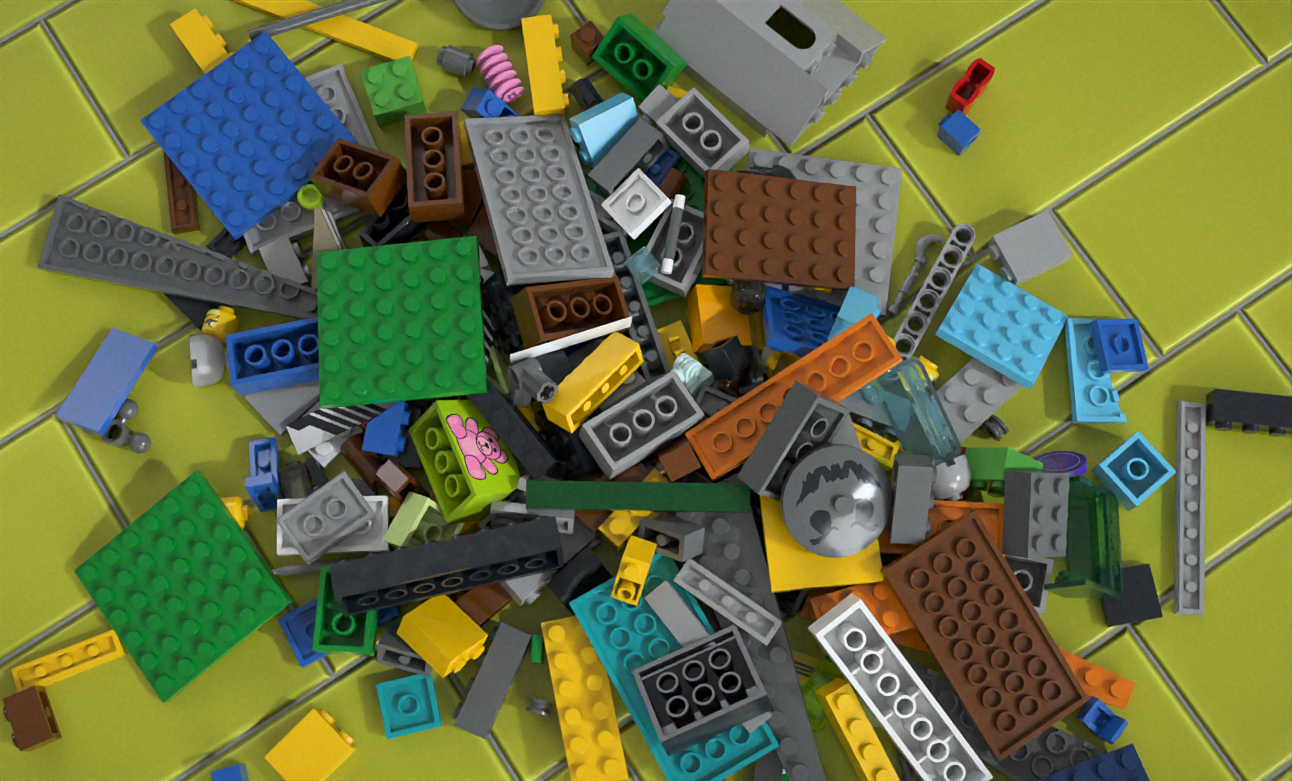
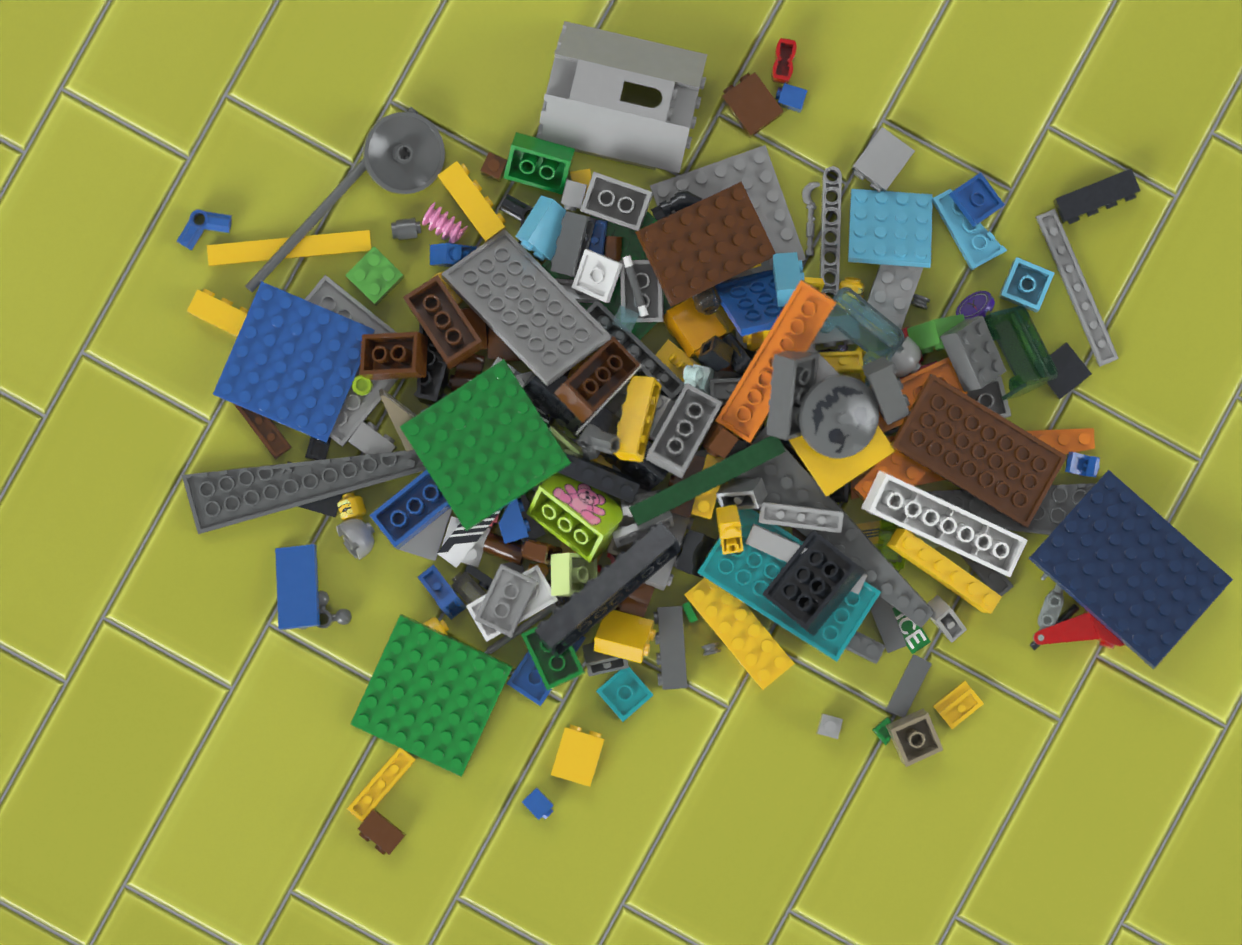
camera: 30 degrees left, 10 degrees up
(910, 118) = (751, 104): none -> reddish brown brick

